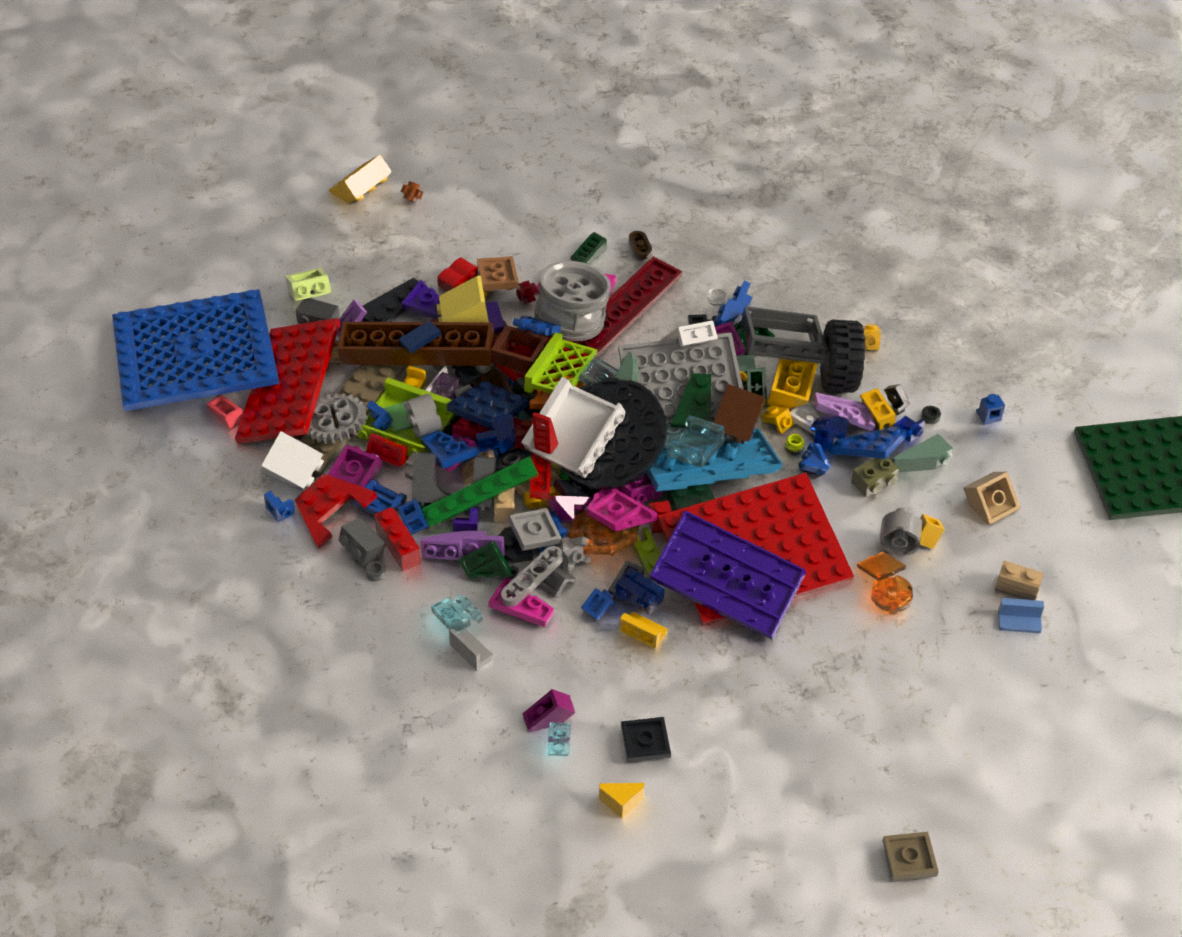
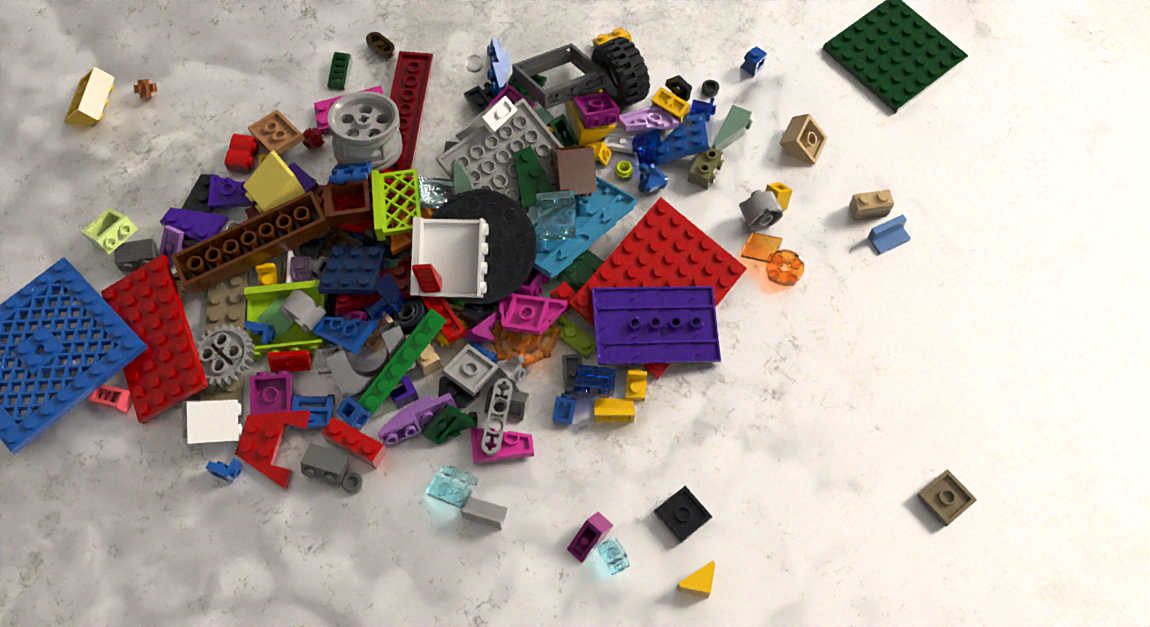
camera: 30 degrees left, 15 degrees up
(380, 309) = (194, 224): none -> dark purple wing
(419, 337) = (254, 238): dark blue tile -> none
(678, 618) = (636, 384): none -> yellow bracket
(797, 375) = (596, 109): none -> magenta plate

